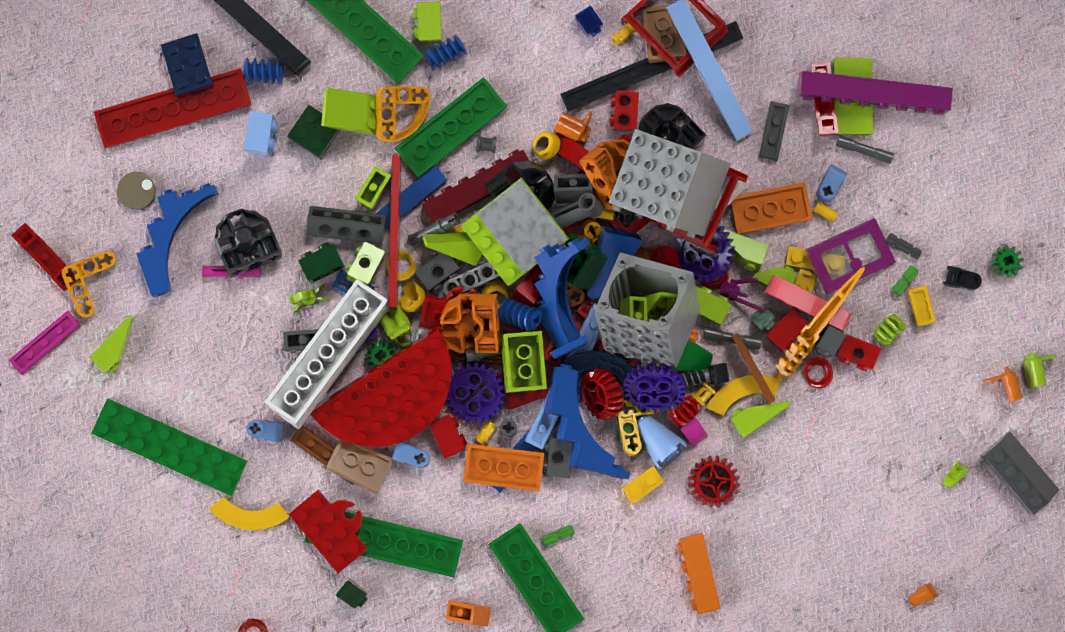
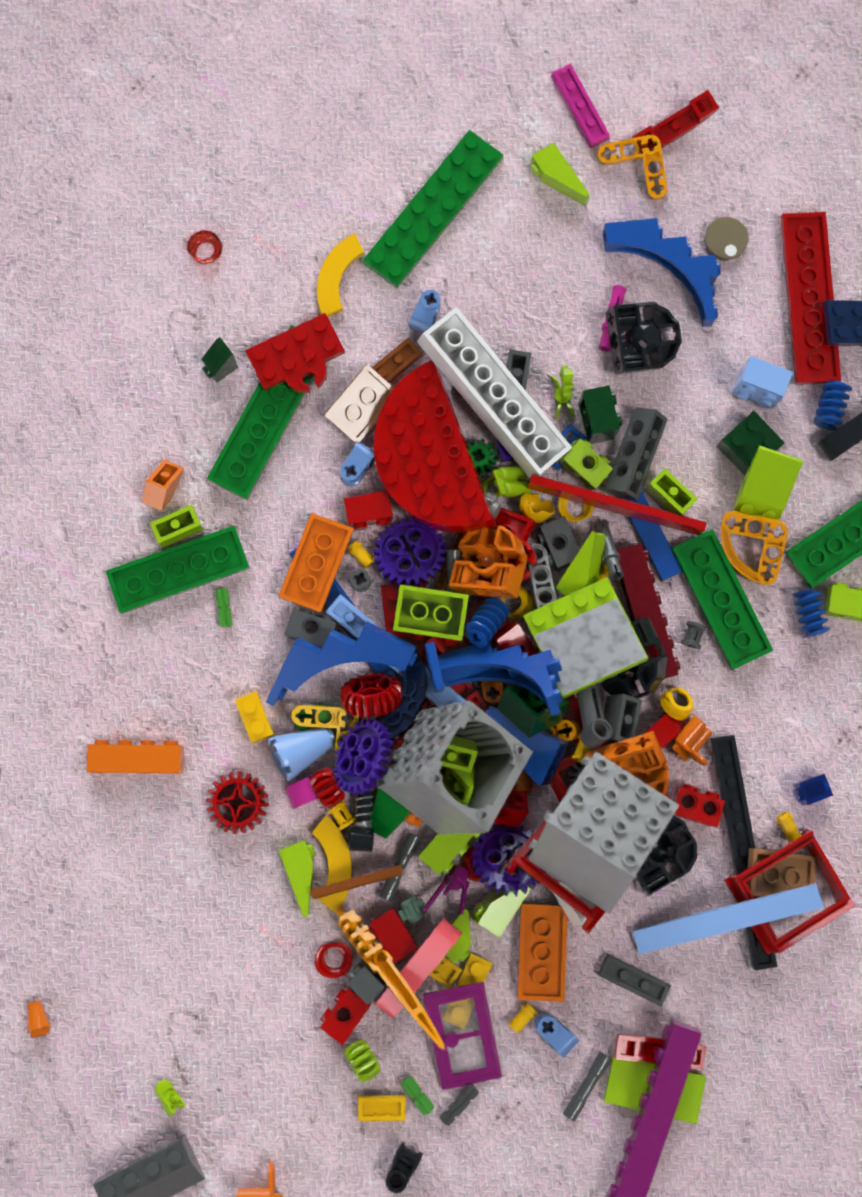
camera: 105 degrees right, 5 degrees down
(501, 591) = (176, 526): none -> lime brick

